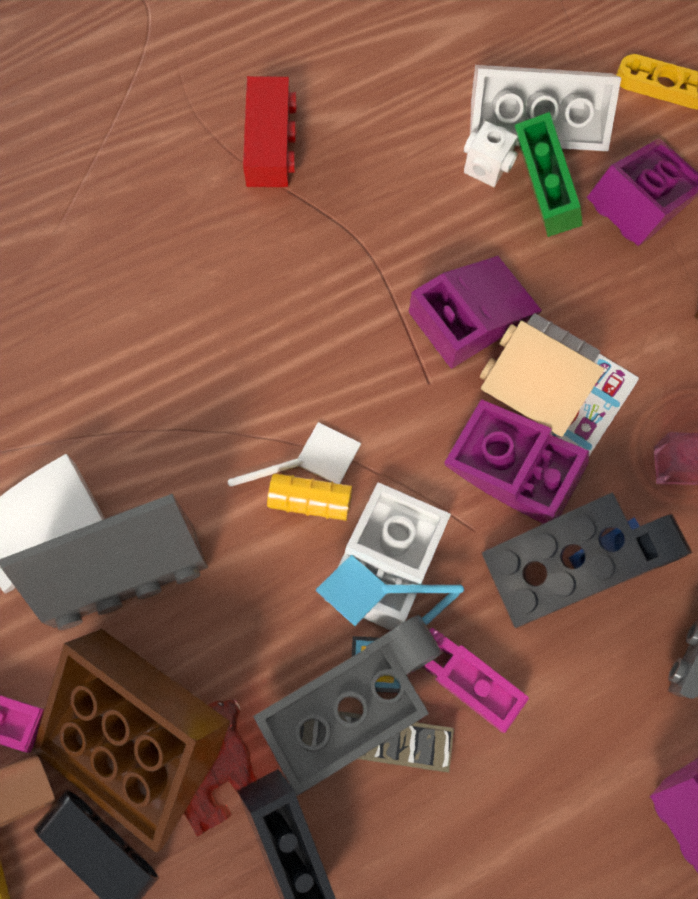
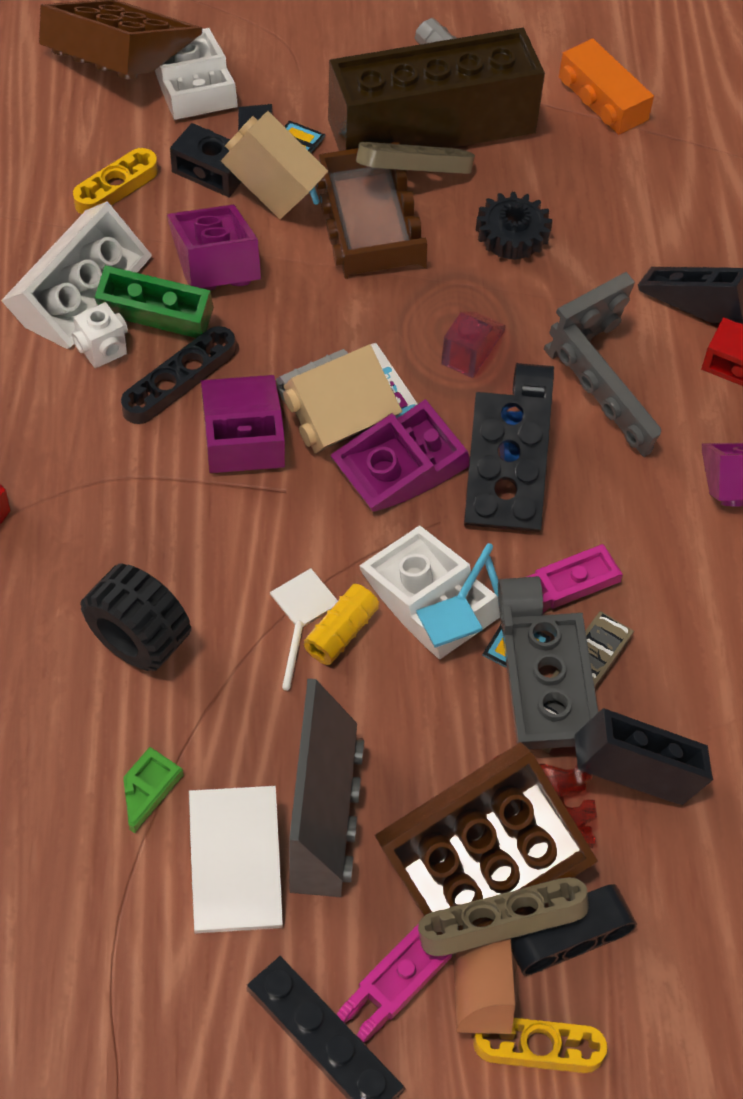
camera: 65 degrees left, 15 degrees down
(56, 790) = (506, 922): none -> dark tan beam
(83, 421) = (148, 785): none -> bright green tile
(209, 326) = (136, 617): none -> black tyre
(496, 230) = (175, 371): none -> black beam

